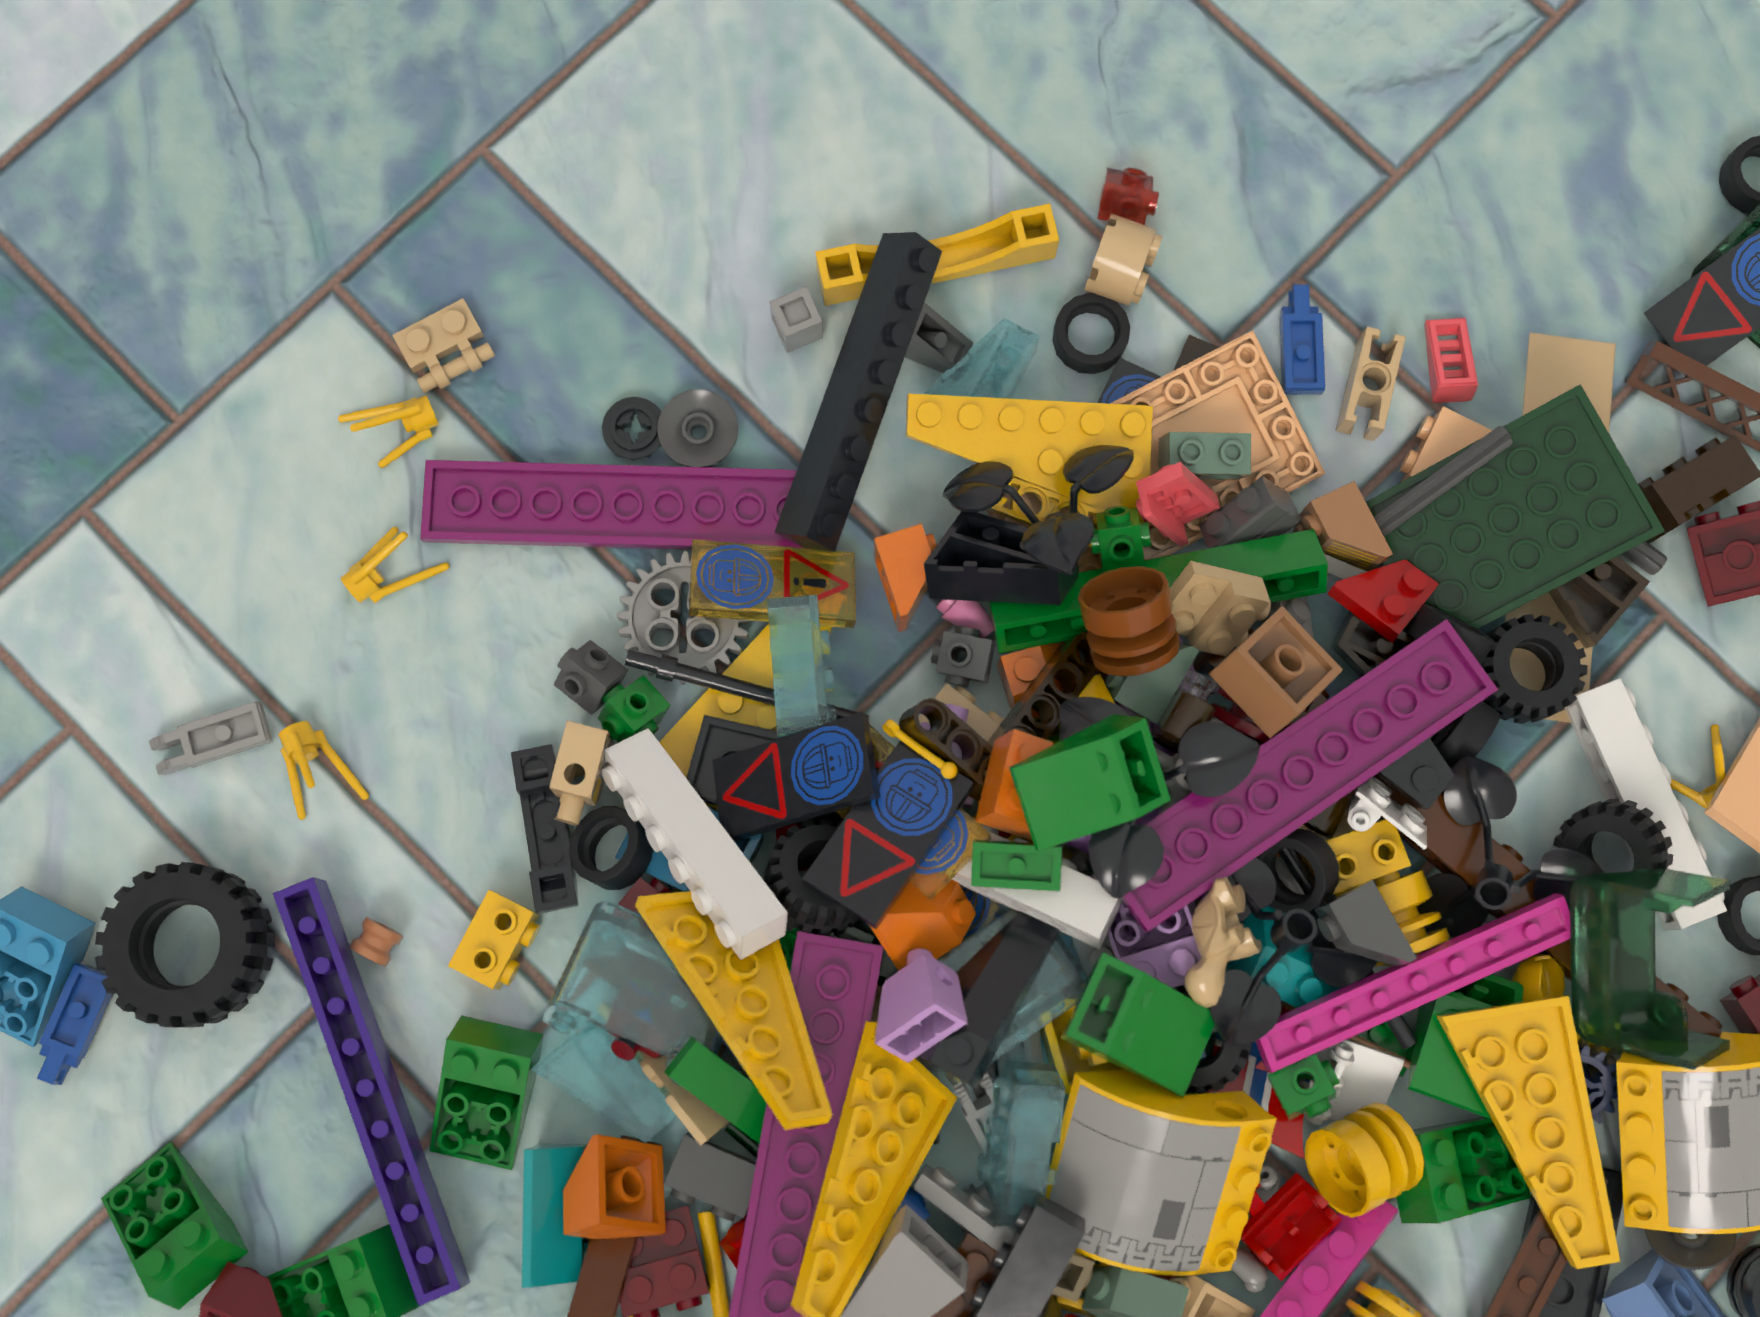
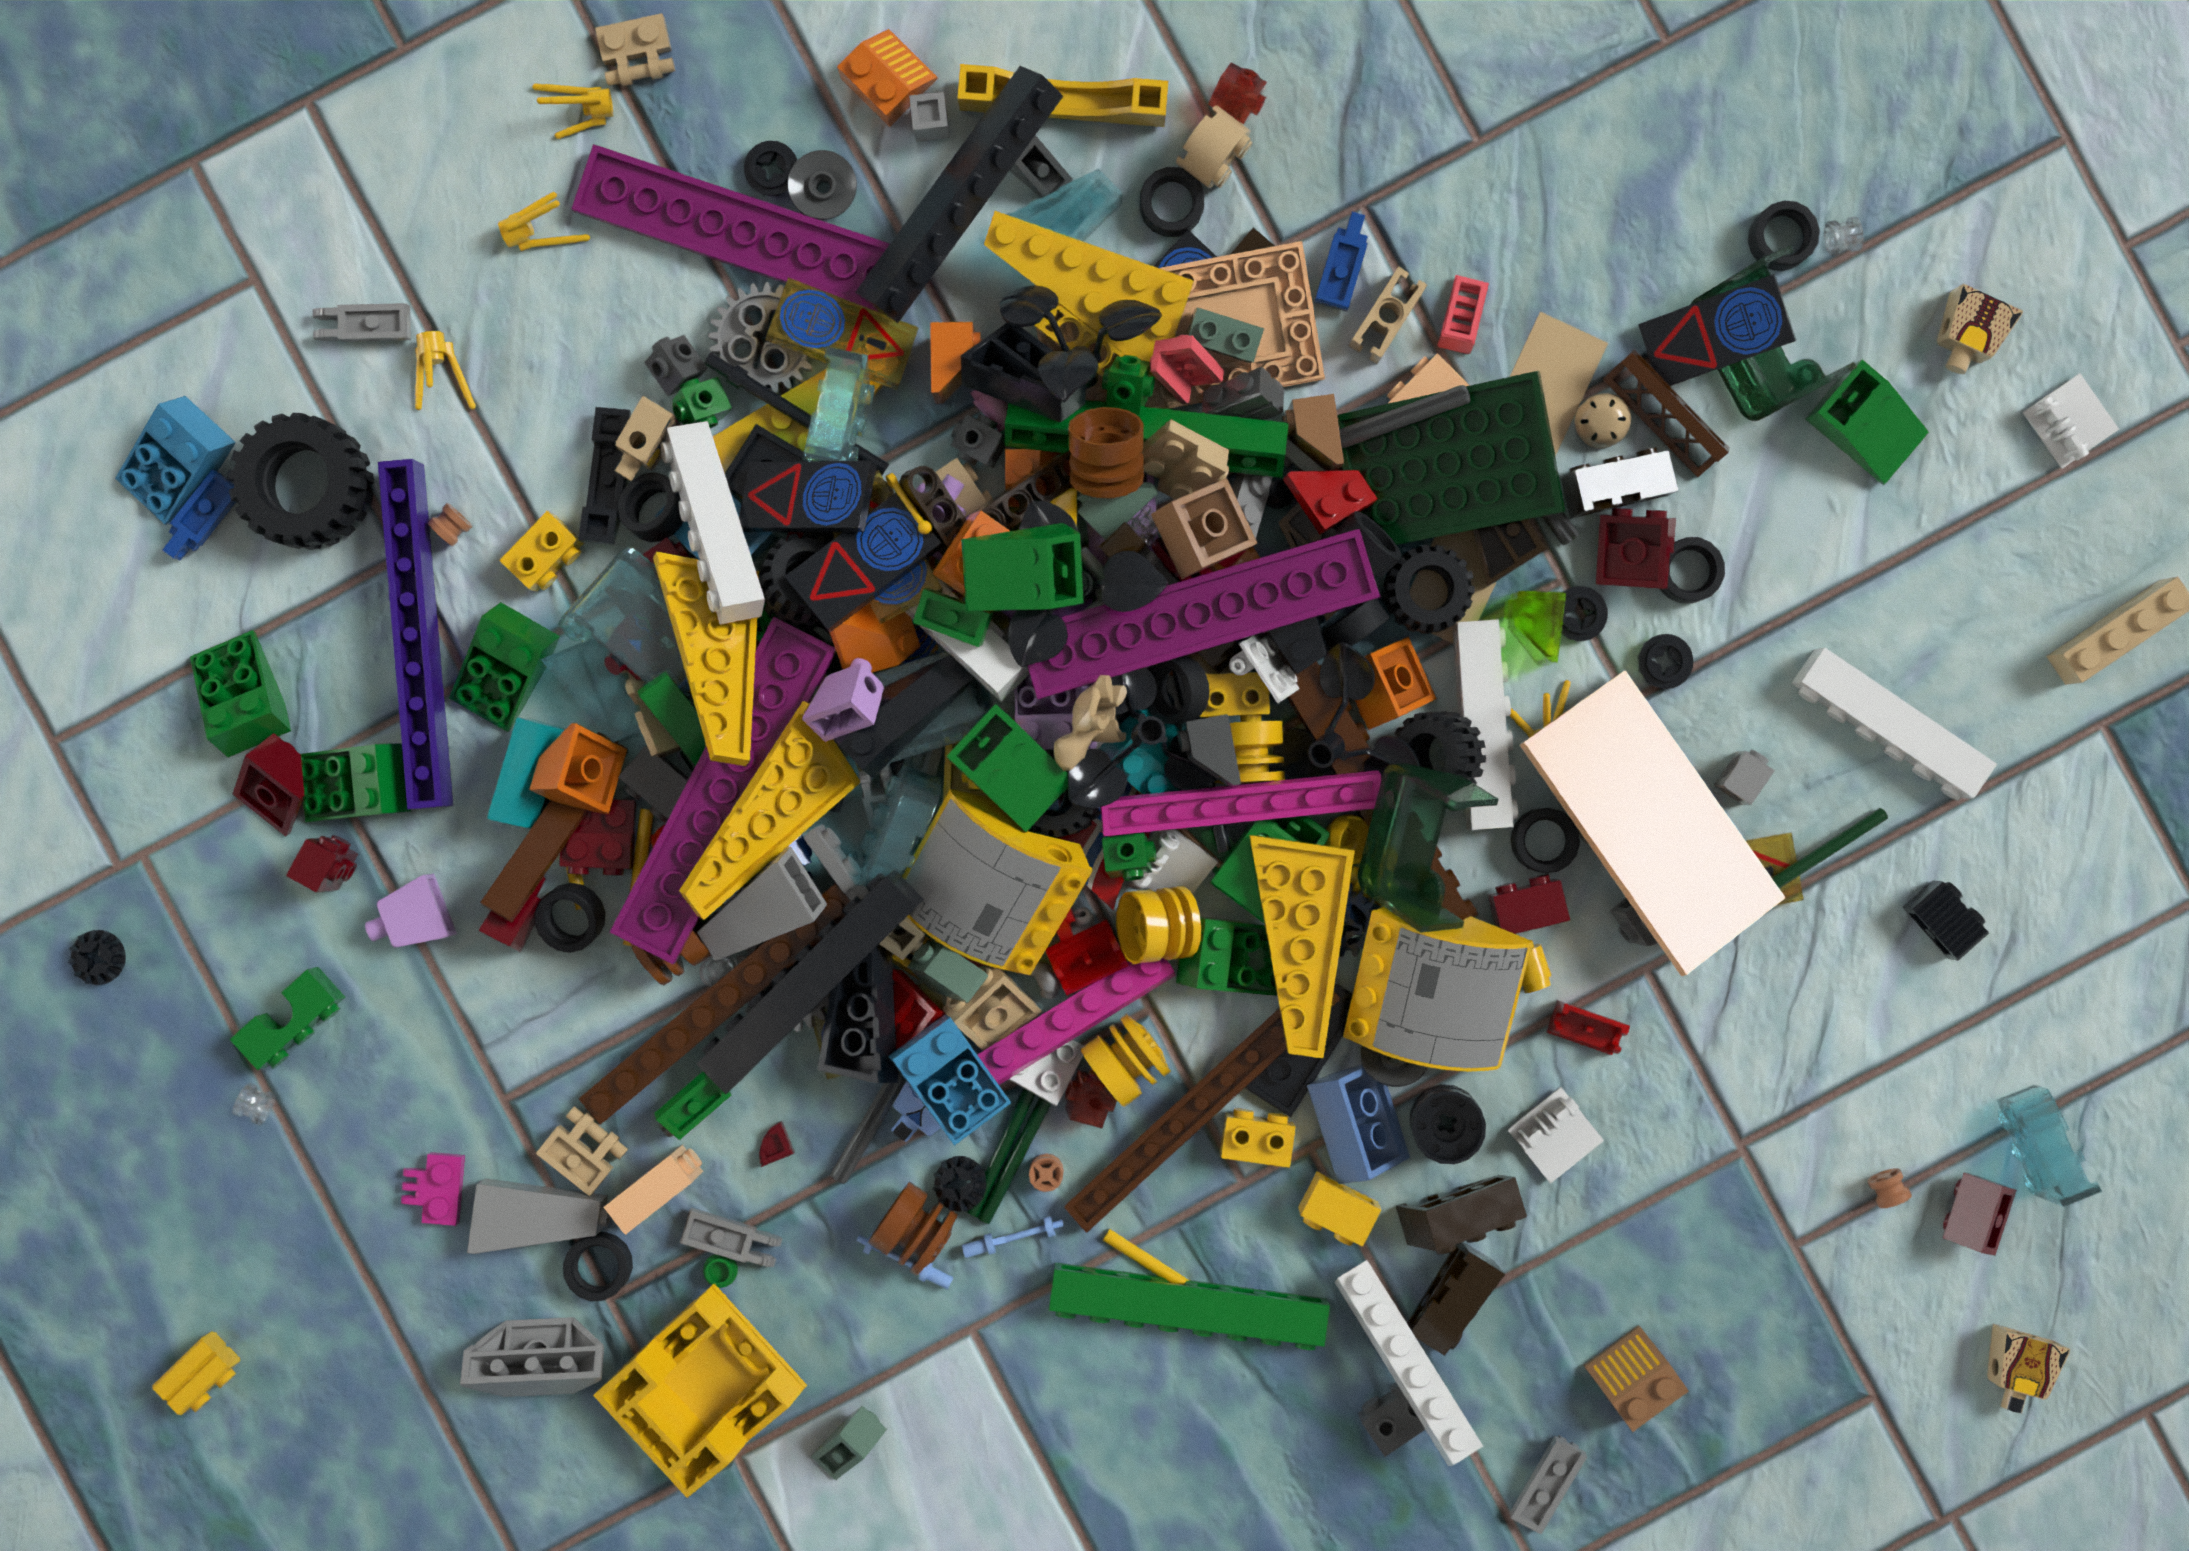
camera: 15 degrees right, 10 degrees up
(731, 293) = (885, 75): none -> orange slope
(1322, 615) = (1279, 495): none -> black hinge
(1539, 787) = (1398, 684): none -> orange slope
(1646, 426) = (1602, 420): none -> tan helmet
(1666, 670) = (1537, 623): none -> clear neon green slope
(1704, 627) = (1593, 623): none -> black gear

